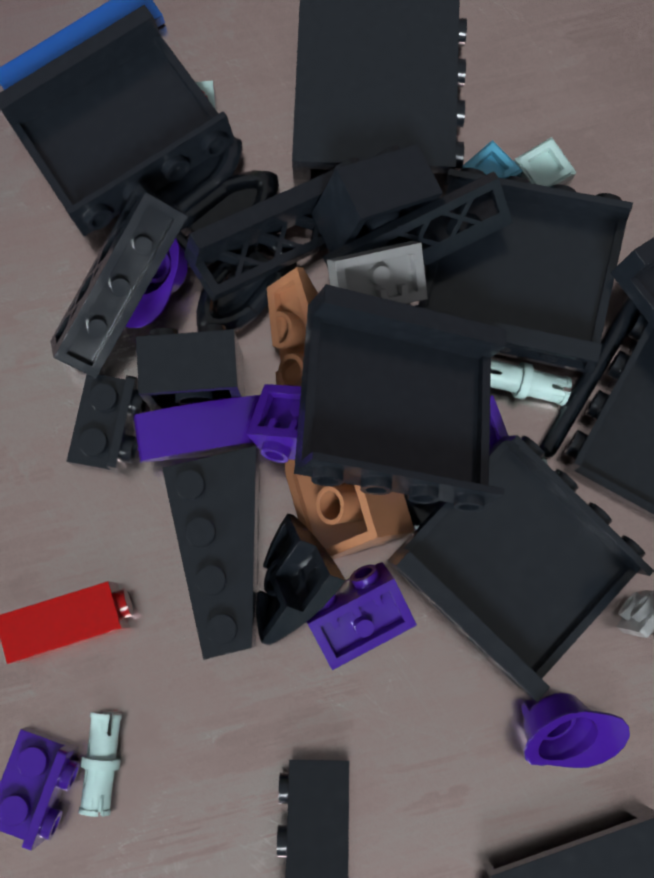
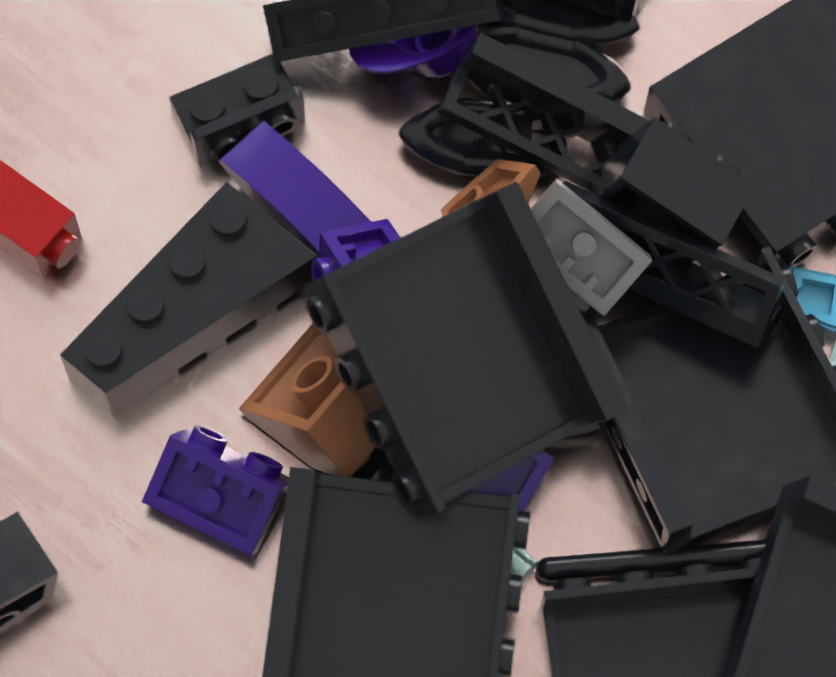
camera: 50 degrees right, 10 degrees down
(189, 366) = (352, 137): black brick -> none
(297, 581) = (208, 400): black brick -> none
(525, 381) = (600, 488): light aqua pin -> none

